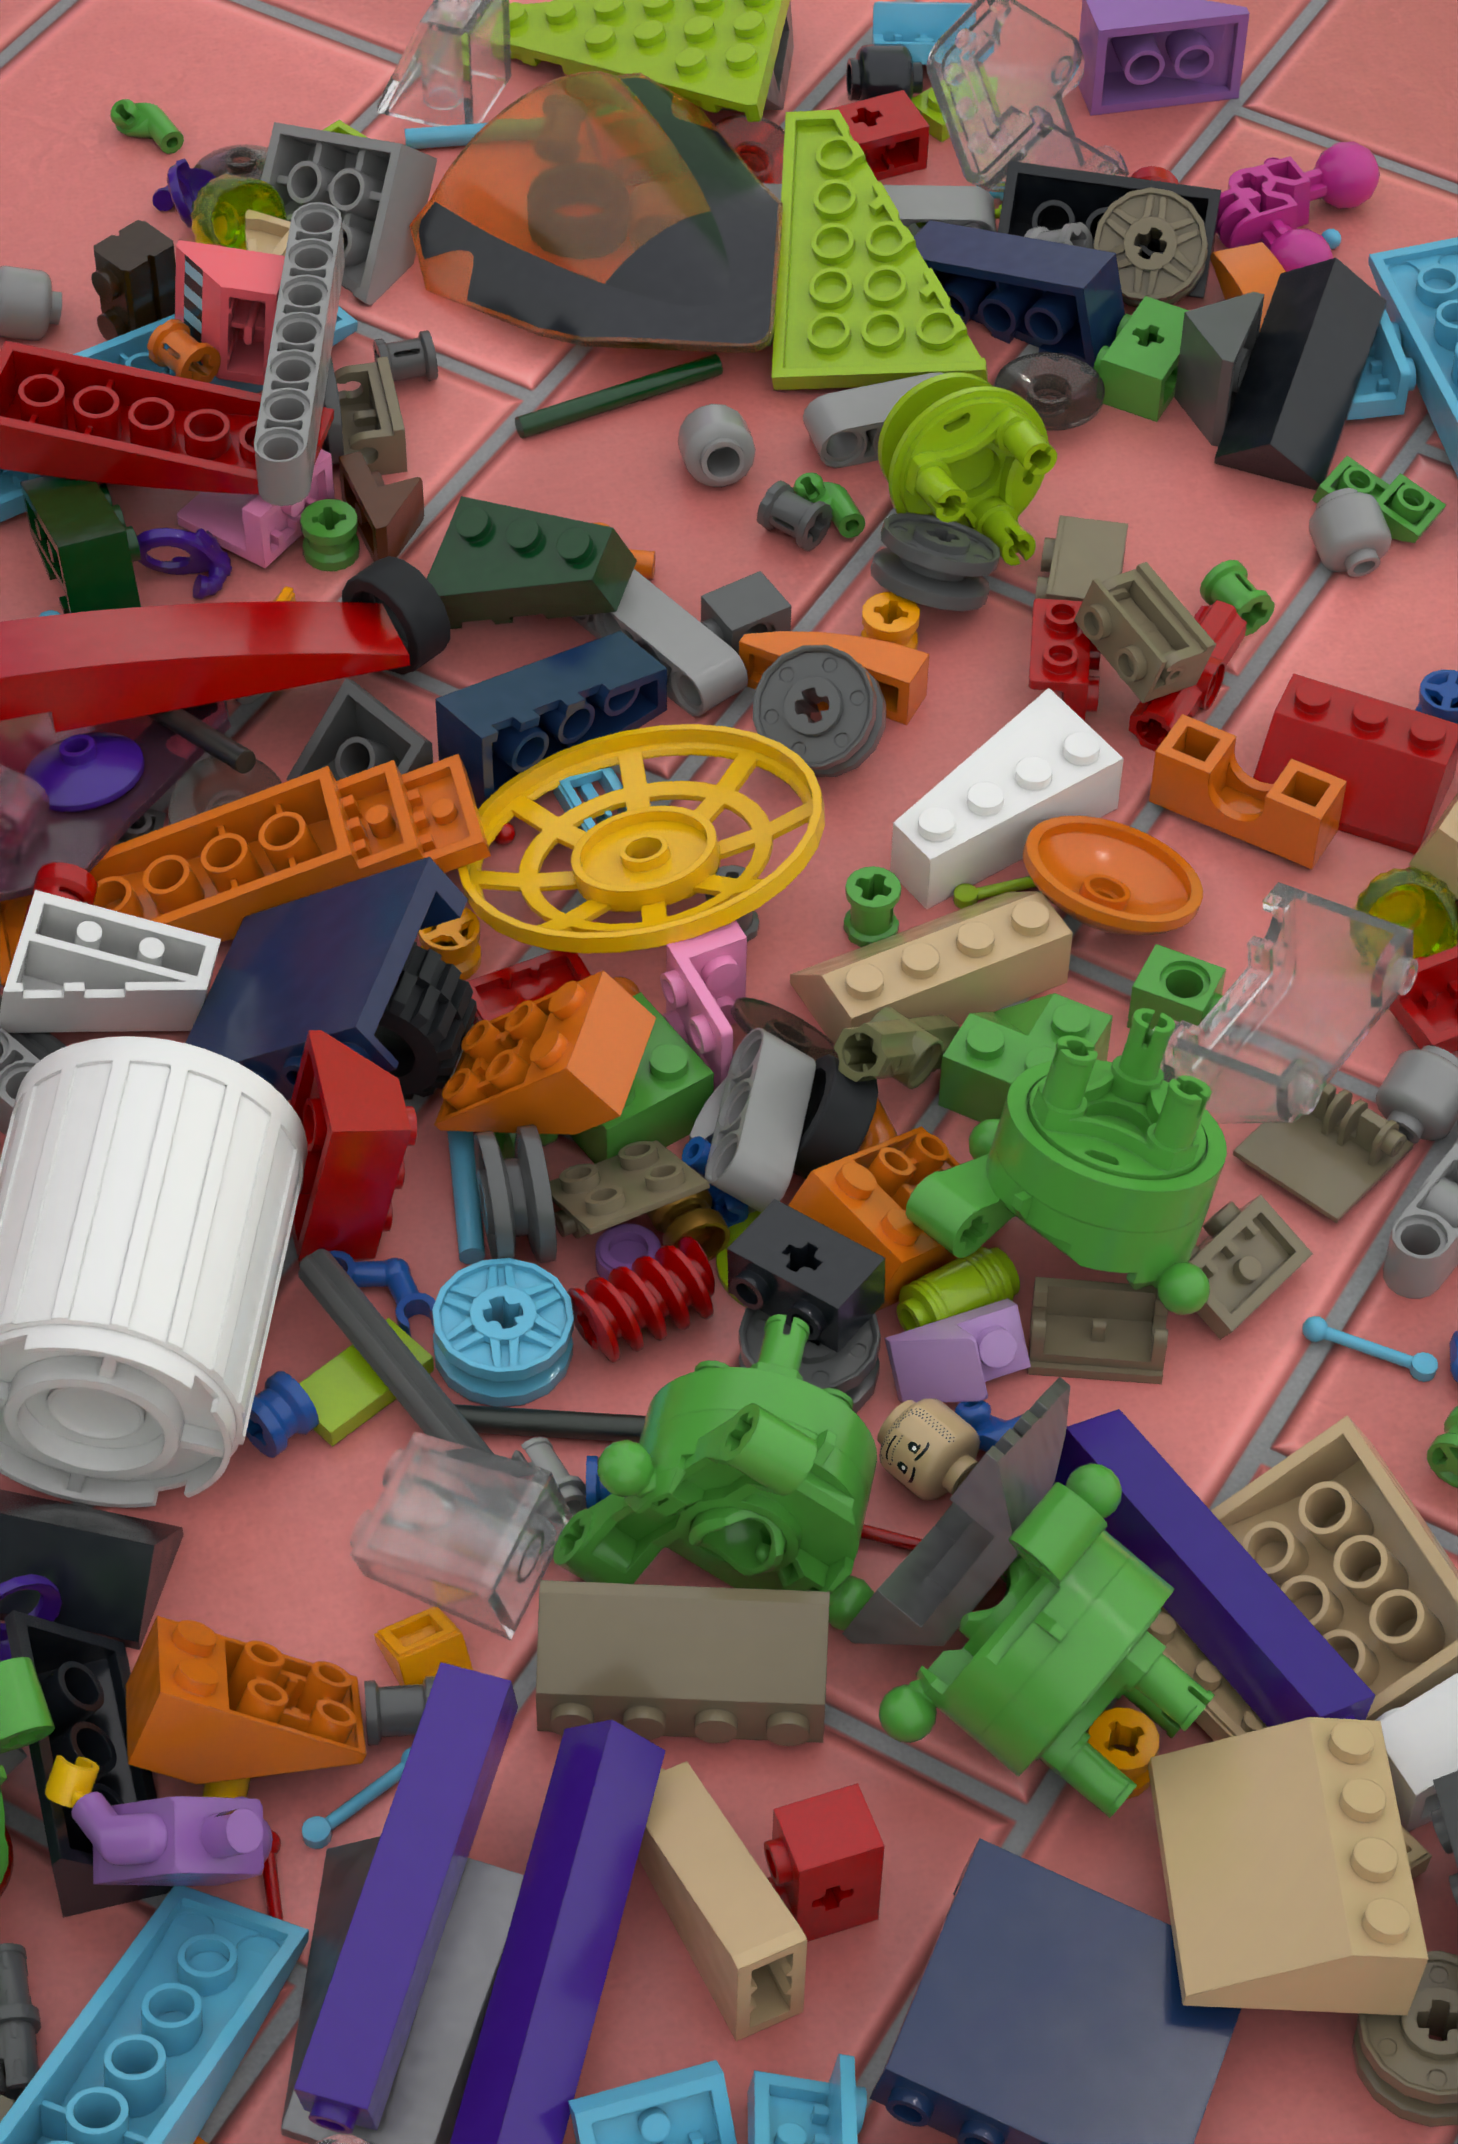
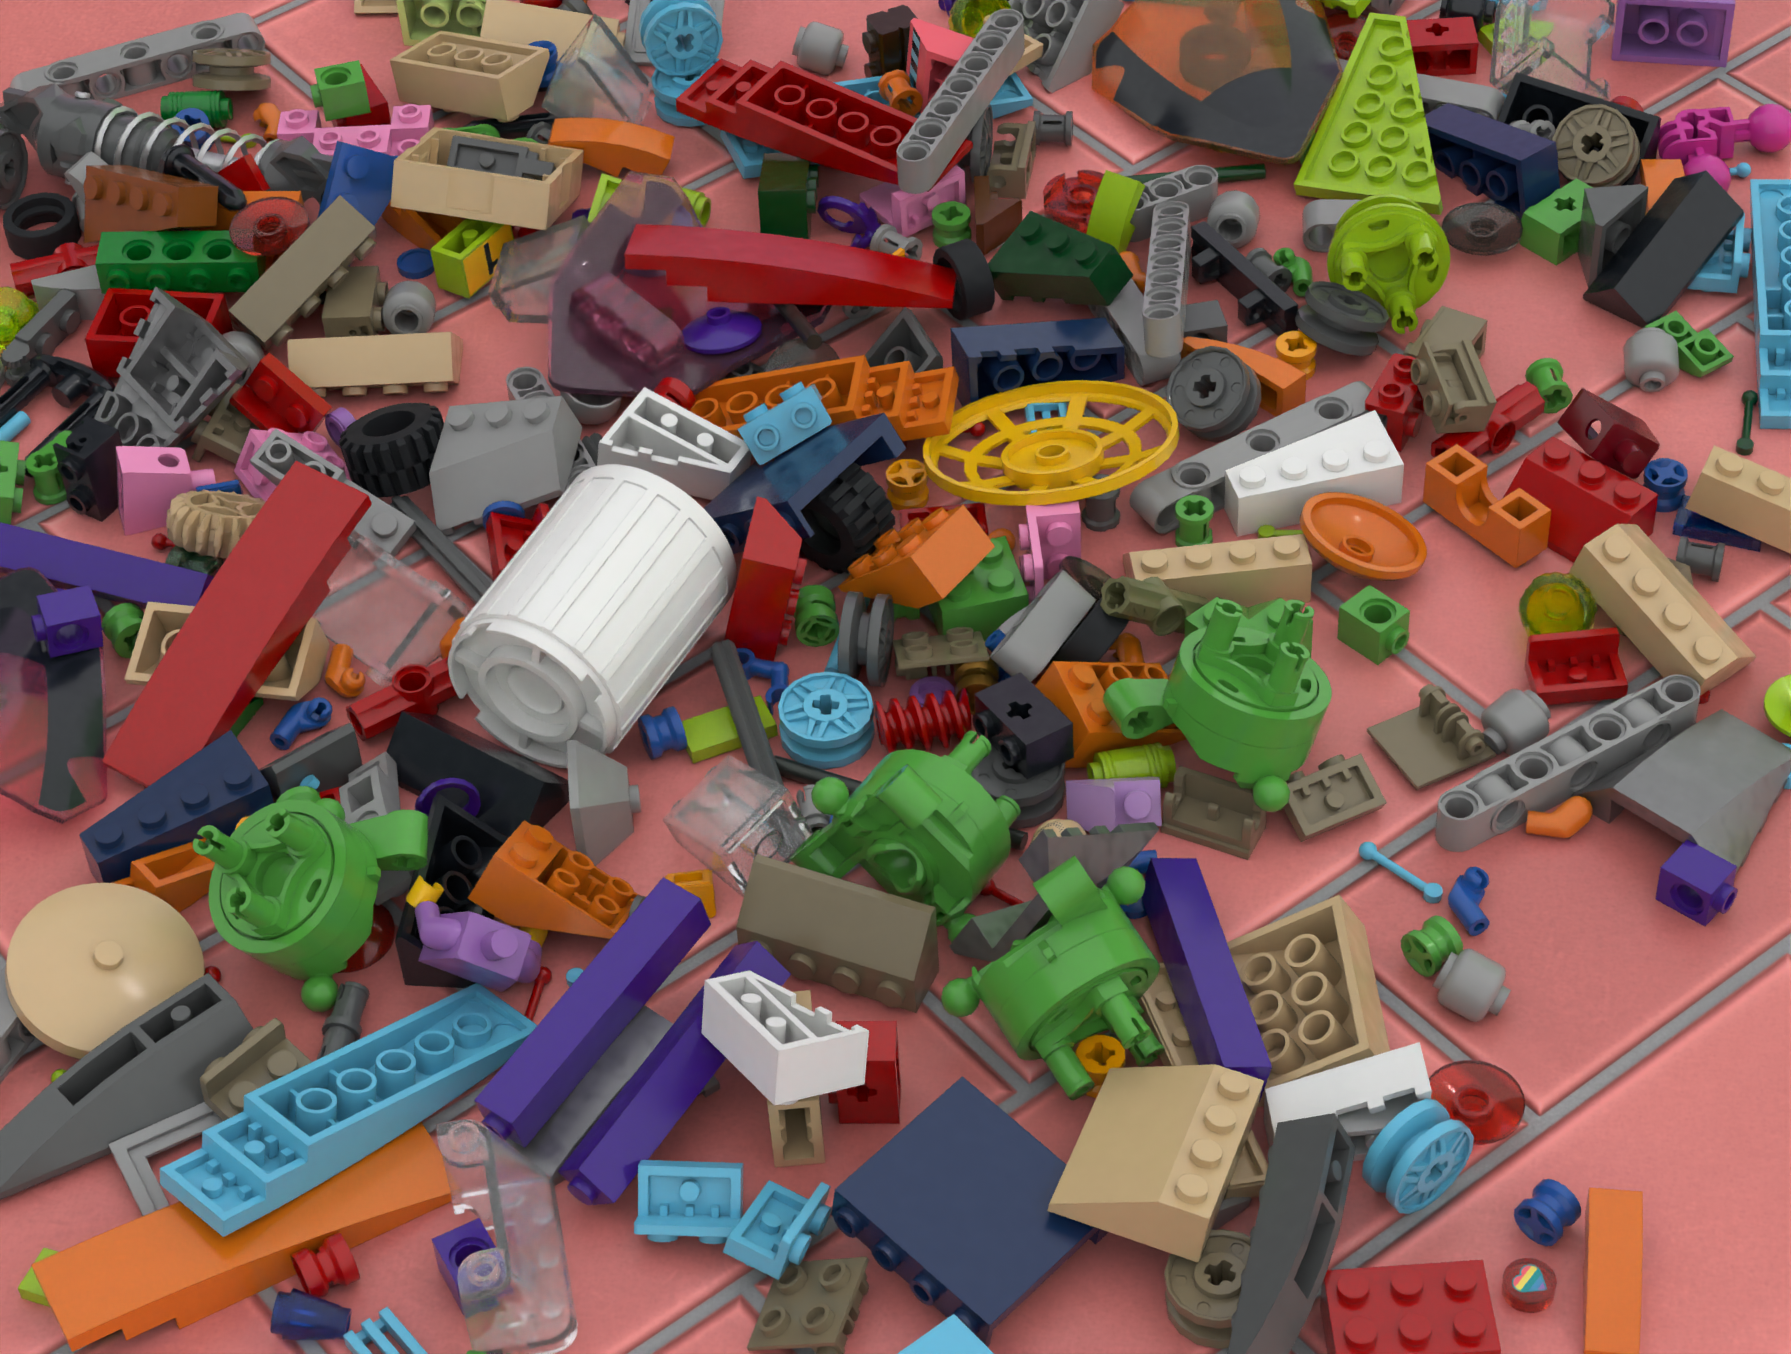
camera: 25 degrees right, 5 degrees down
(238, 1550) = (599, 801): none -> light grey slope
(261, 895) = (786, 424): none -> medium azure bracket
(262, 581) = (911, 245): none -> light grey bush
(426, 1185) = (815, 616): none -> bright green wheel
(467, 466) = (1065, 198): none -> clear red plate
(561, 467) = (1114, 209): none -> lime slope
(613, 440) = (1191, 185): none -> light grey beam
(687, 557) = (1167, 279): none -> light grey beam
(718, 1870) = (779, 1043): none -> white wedge
(802, 549) = (1256, 294): none -> black hinge
(862, 825) = (1205, 472): none -> light grey beam
(1294, 1010) = (1461, 633): clear windscreen -> none
(1390, 668) = (1623, 441): none -> dark red torso

